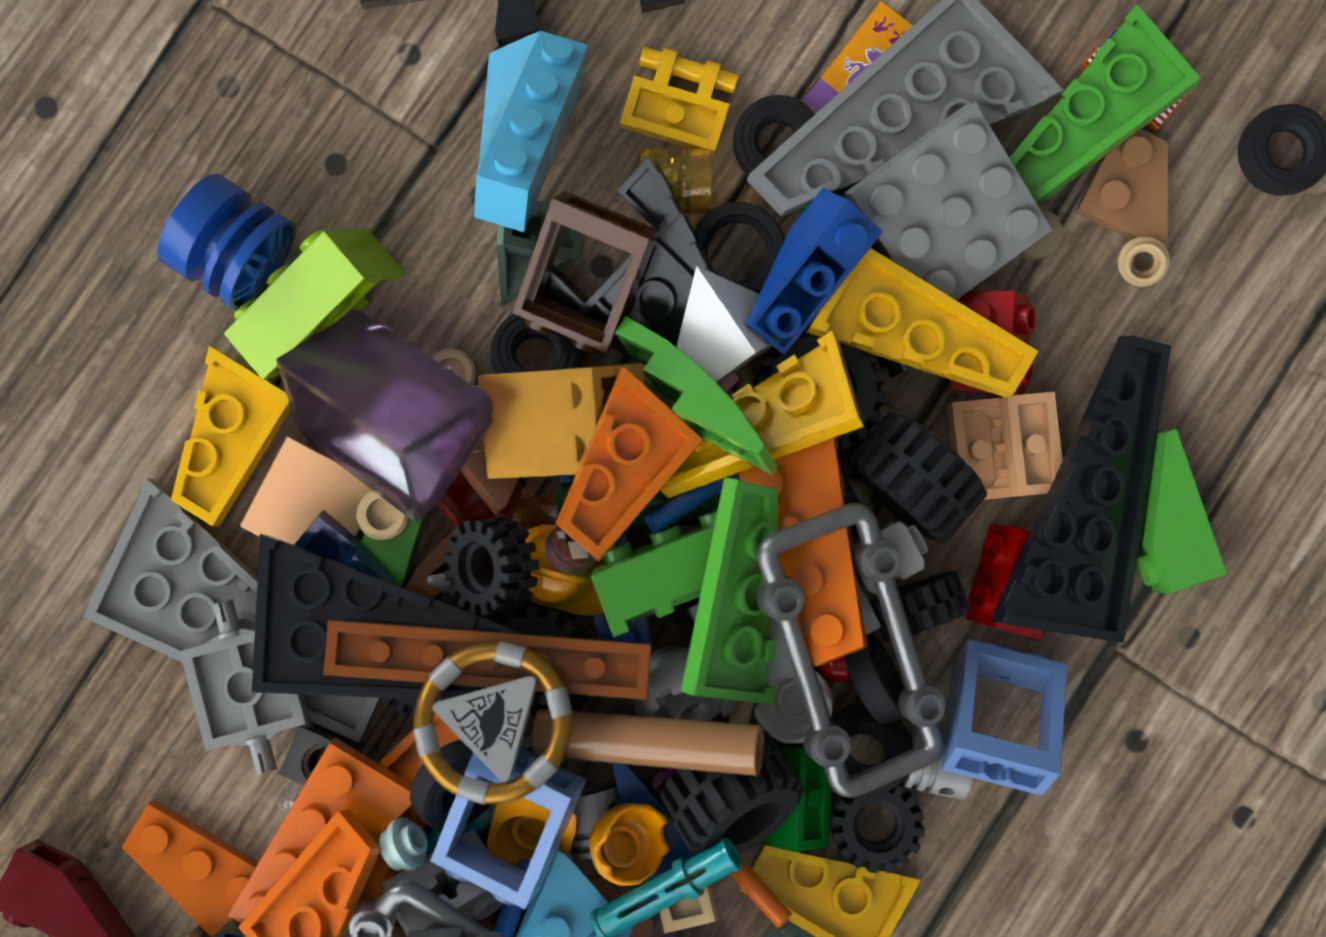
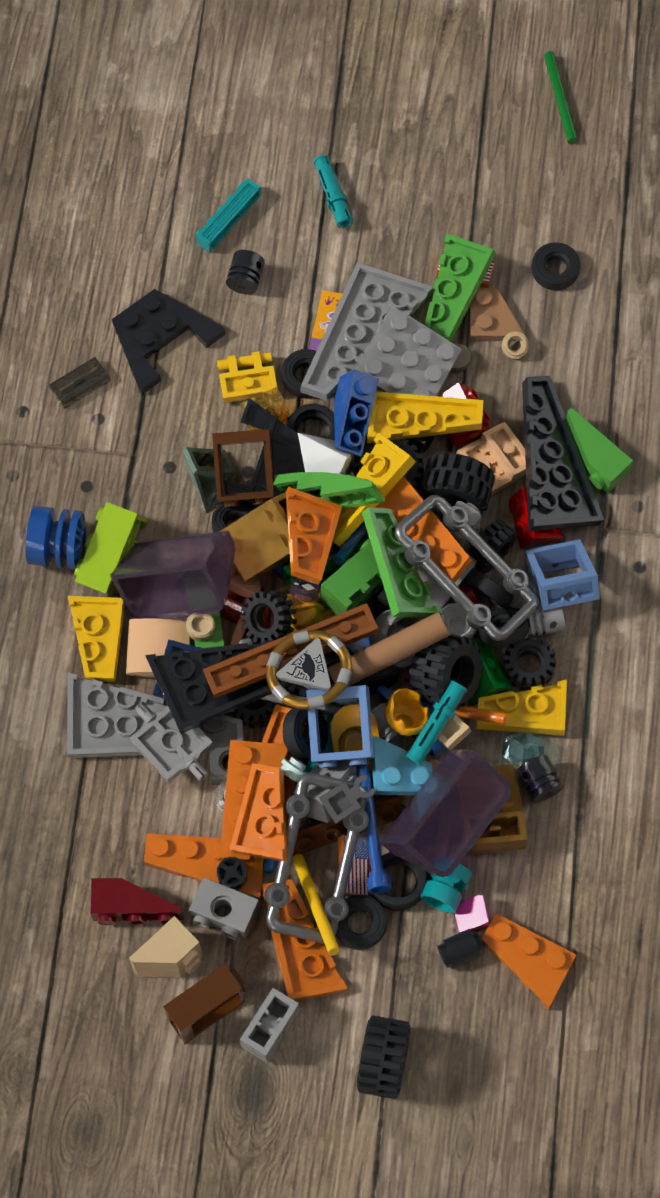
camera: 25 degrees left, 20 degrees down
(525, 115) = (175, 412): medium azure wedge -> none

